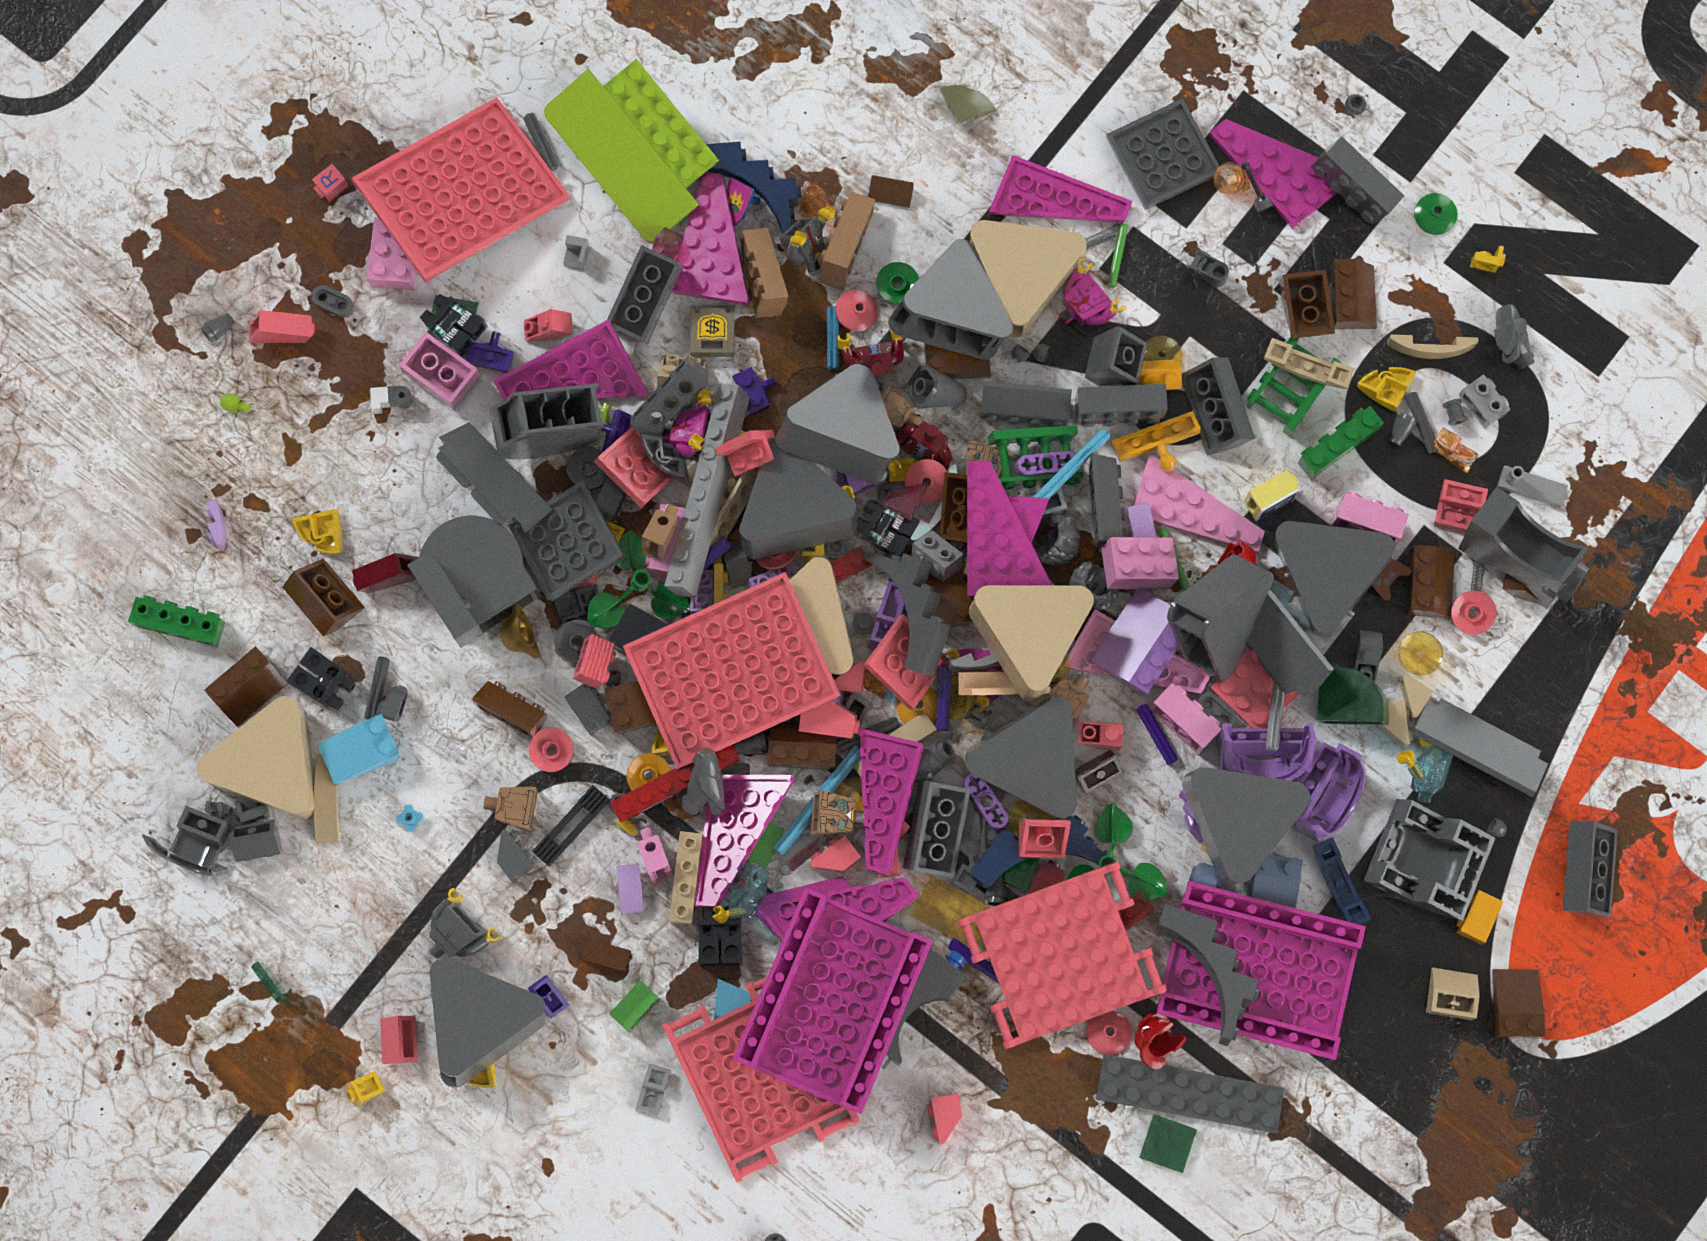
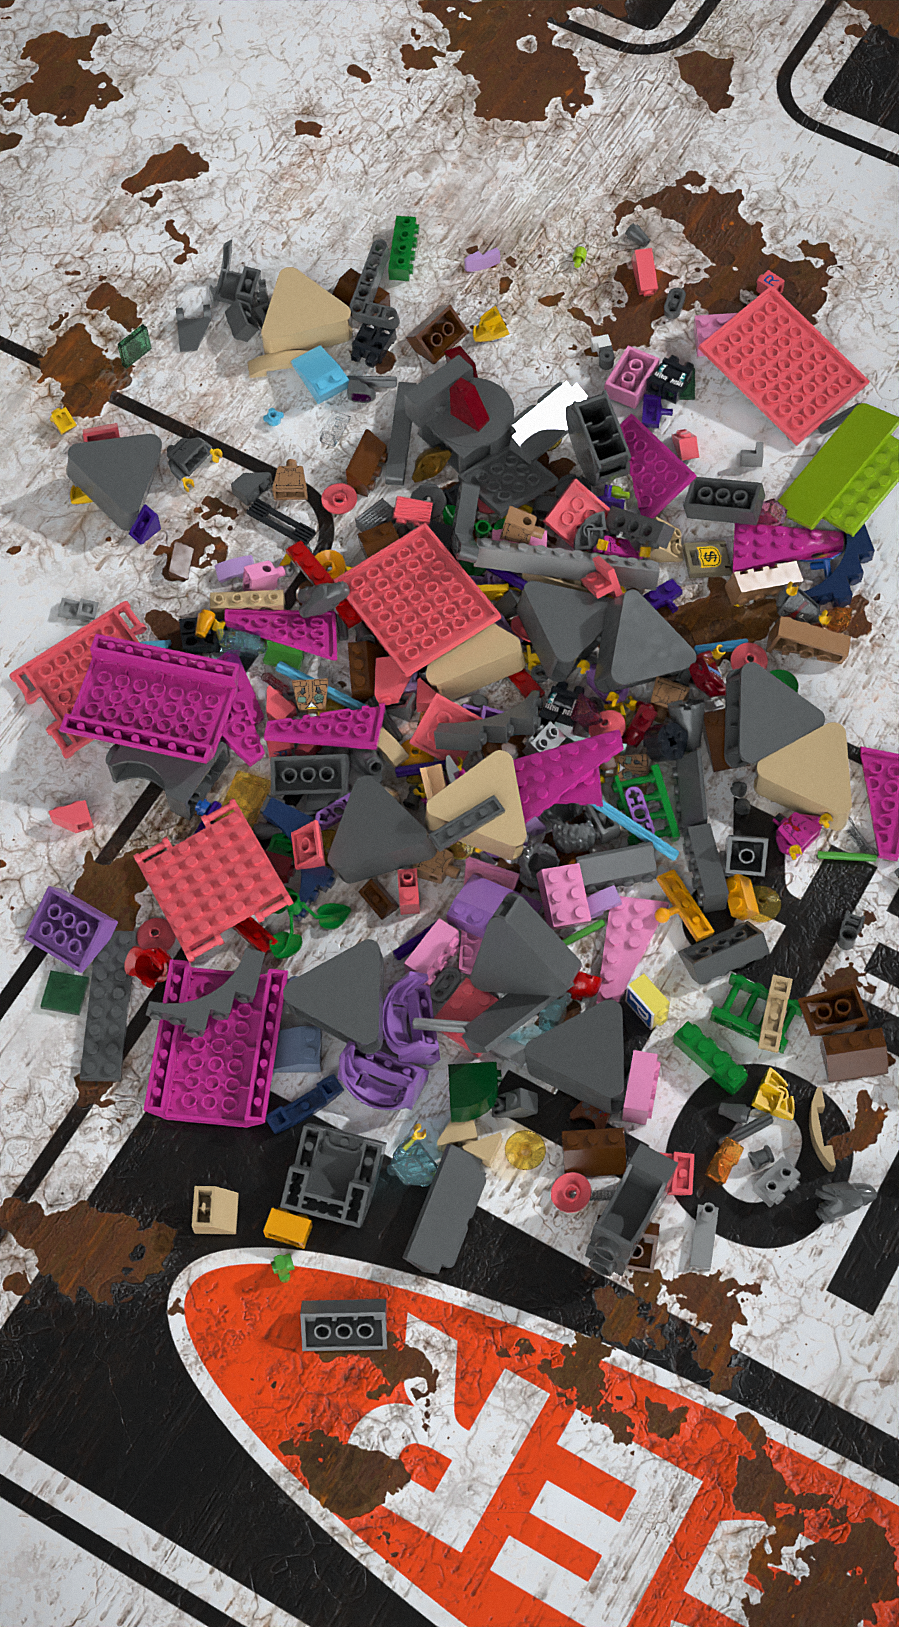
camera: 85 degrees right, 15 degrees down
(250, 908) = (192, 330): none -> dark grey flag
(253, 667) = (370, 288): none -> dark grey beam
(465, 662) = (399, 439): none -> dark grey beam
(473, 567) = (467, 404): none -> dark red slope
(634, 1006) = (142, 587): bright green panel -> none
(639, 605) = (461, 538): none -> dark grey beam
(715, 931) = (204, 623): none -> light orange cone
(891, 191) = (861, 672): reddish brown slope -> none
(961, 418) = (665, 742): none -> black brick
(1063, 648) = (466, 823): none -> dark grey tile
(1095, 1129) = (69, 928): none -> medium lavender slope
(1497, 828) = (372, 1238): dark grey hinge -> none
(1517, 1004) = (212, 1271): reddish brown slope -> none
(1523, 926) = (282, 1265): none -> bright green plate

